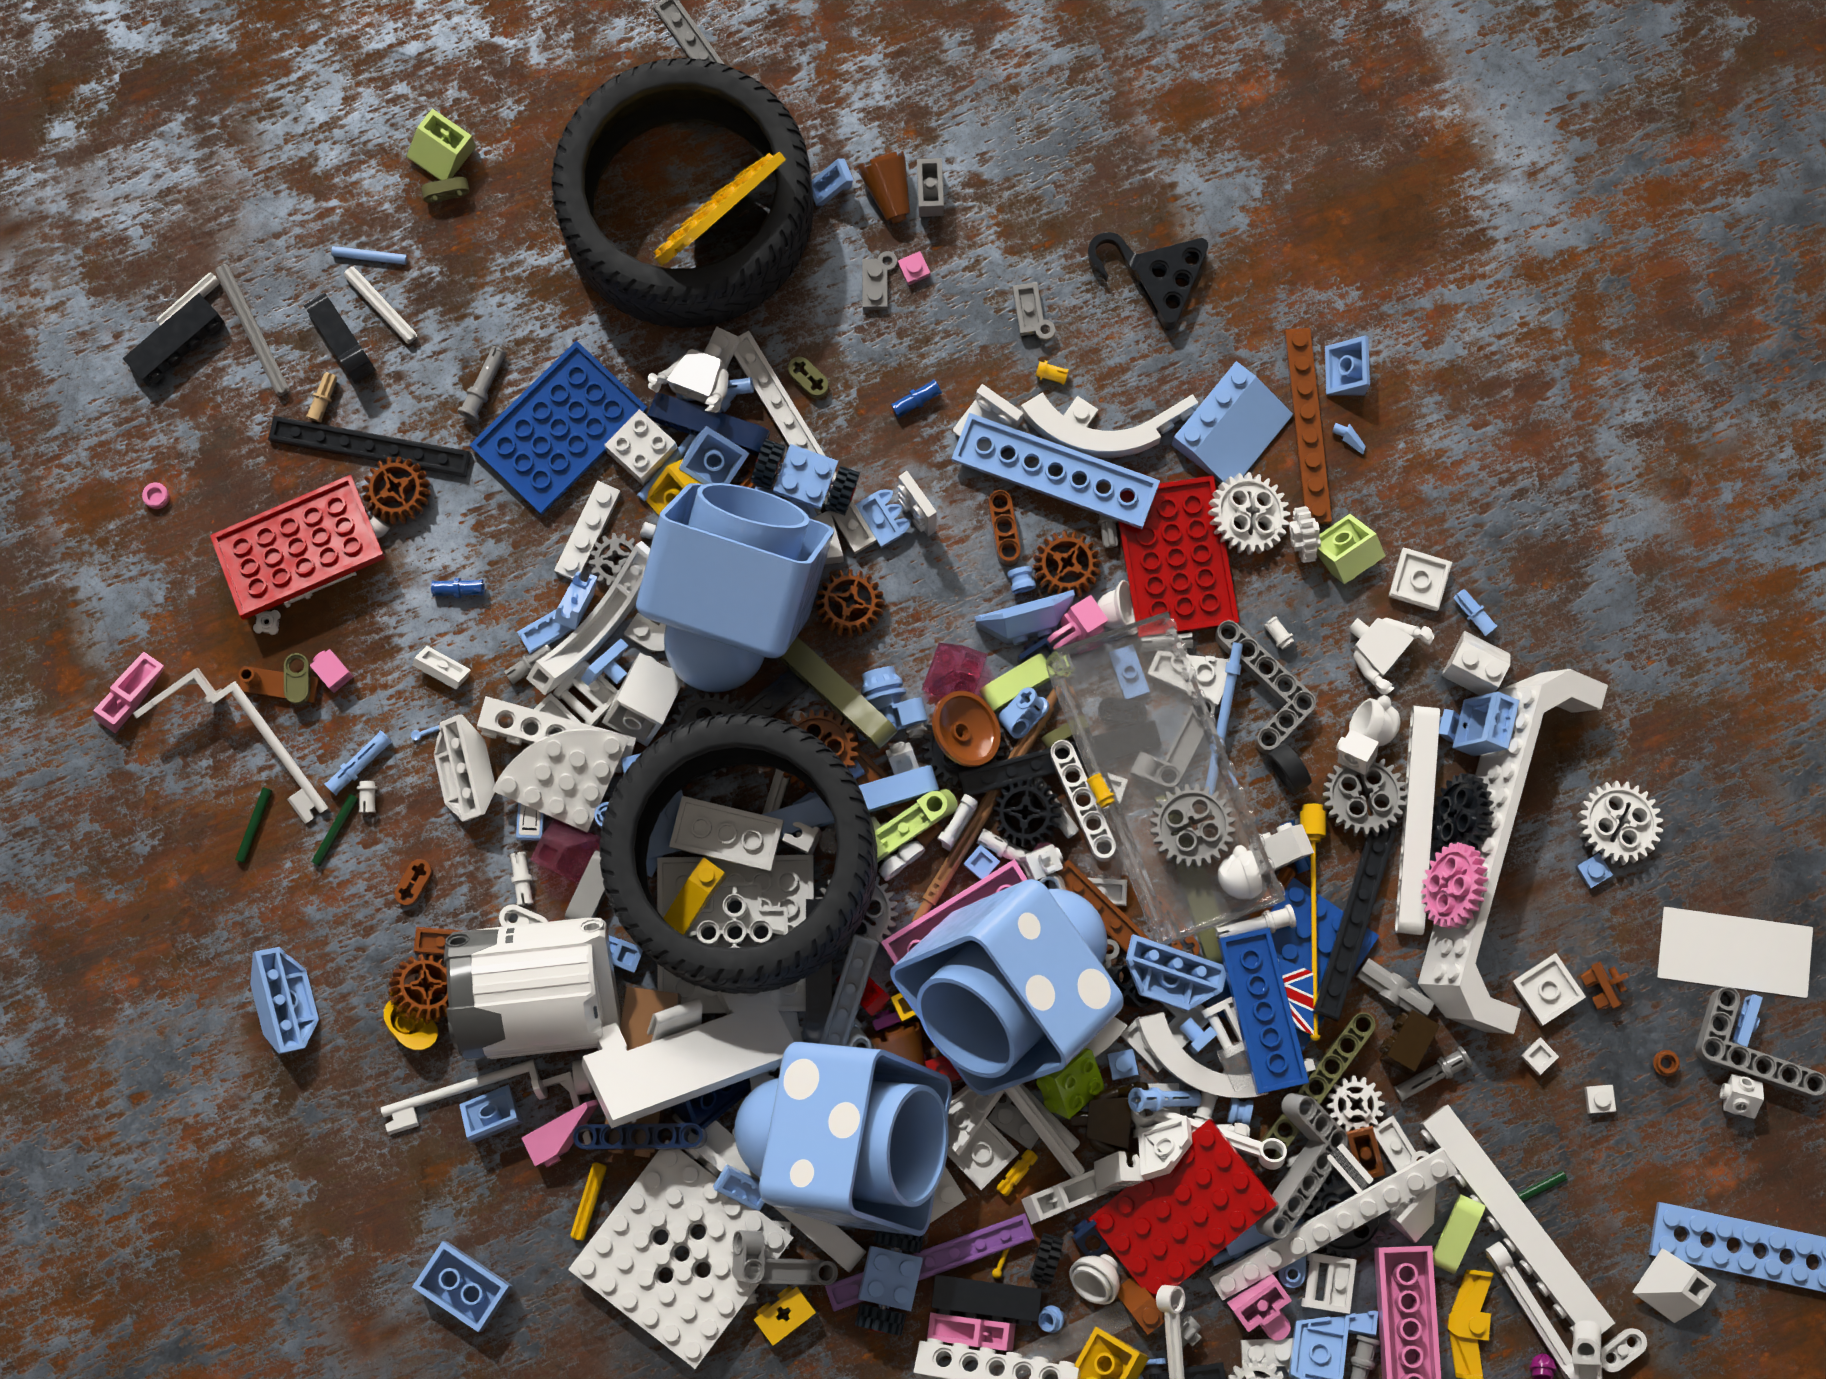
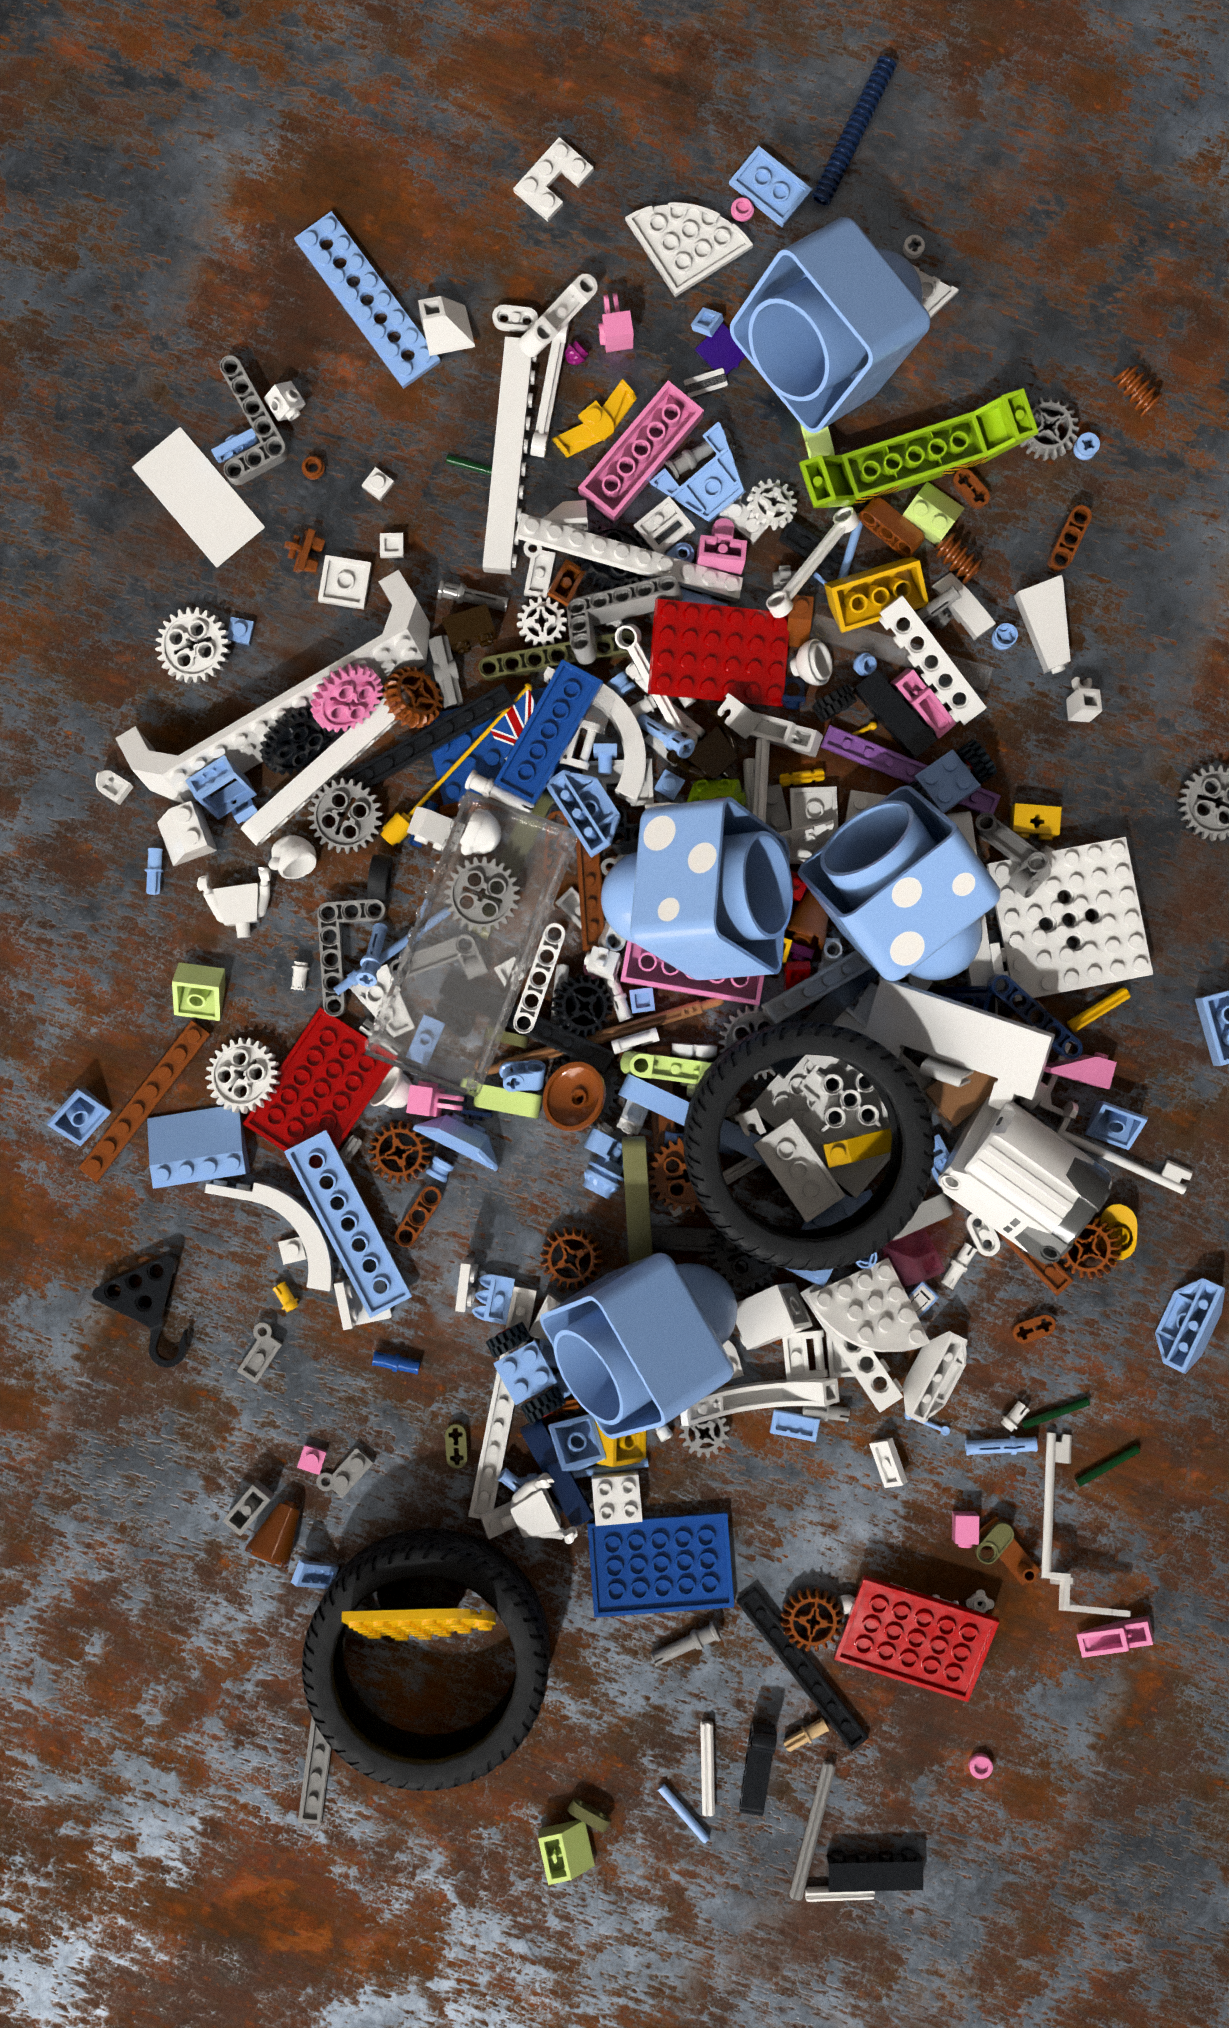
camera: 140 degrees left, 10 degrees up
(457, 588) = (829, 1510): blue pin -> none
(575, 601) = (758, 1427): light blue hinge -> none
(587, 530) = (704, 1471): white plate -> none
(607, 664) = (775, 1361): light blue tile -> none
(739, 1187) = (996, 928): light blue plate -> none
(954, 670) = (543, 1146): clear pink slope -> none
(1100, 791) = (523, 972): yellow pin -> none
(1163, 1146) = (695, 703): white plate -> none
(1231, 691) = (371, 961): none -> light blue pin
(1304, 534) = (220, 1025): white gear -> none
(1350, 437) = (123, 1067): light blue bar -> none
(1350, 1168) = (586, 581): sticker -> none
(1357, 751) = (324, 847): white brick -> none
(1393, 950) = (419, 694): none -> dark orange gear
(1420, 579) = (169, 926): white plate -> none
(1457, 1233) = (553, 481): yellowish green beam -> none
(1573, 650) = (112, 786): none -> white plate

